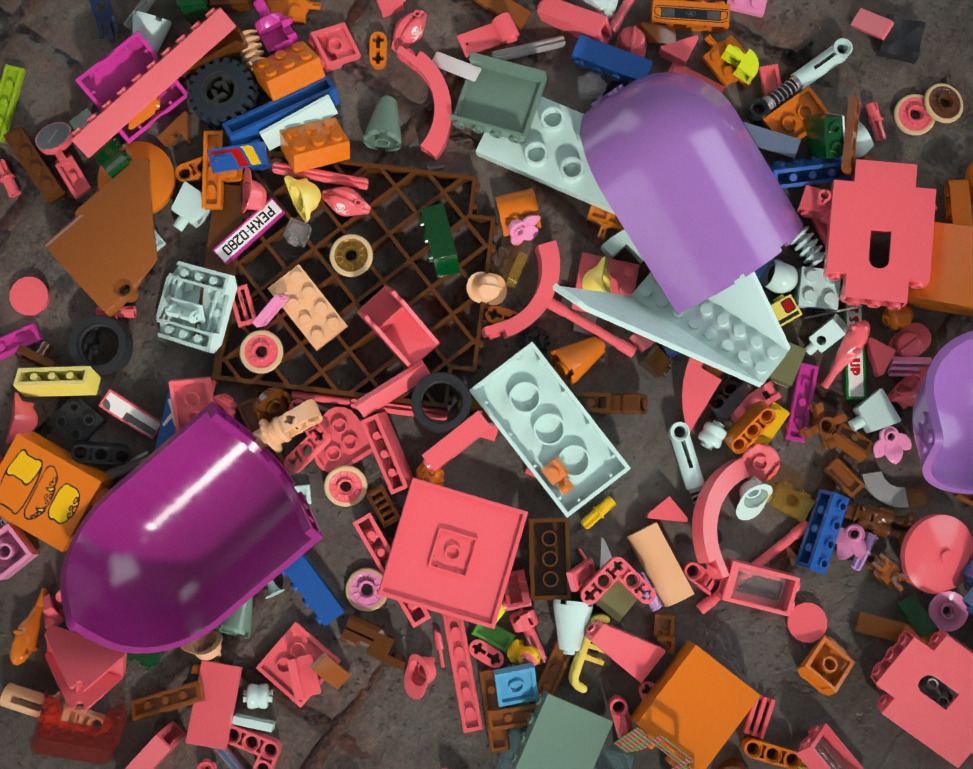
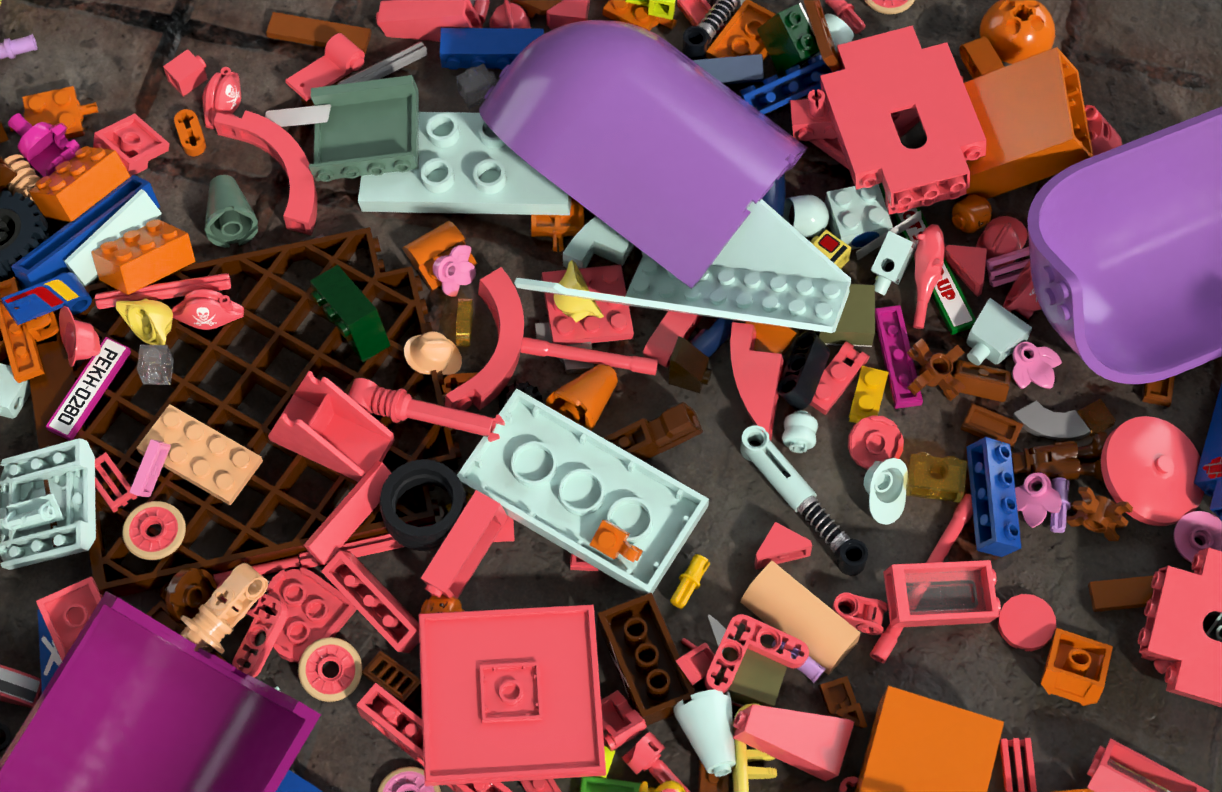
camera: 20 degrees left, 20 degrees down
(345, 244) = (237, 387): wheel -> none
(451, 324) = (400, 406): none -> coral piece
(707, 512) = (835, 529): coral arch -> none
(746, 436) = (853, 395): orange beam -> none
(808, 247) = (821, 171): light aqua piece -> none
(916, 616) = (1158, 555): dark green tile -> none

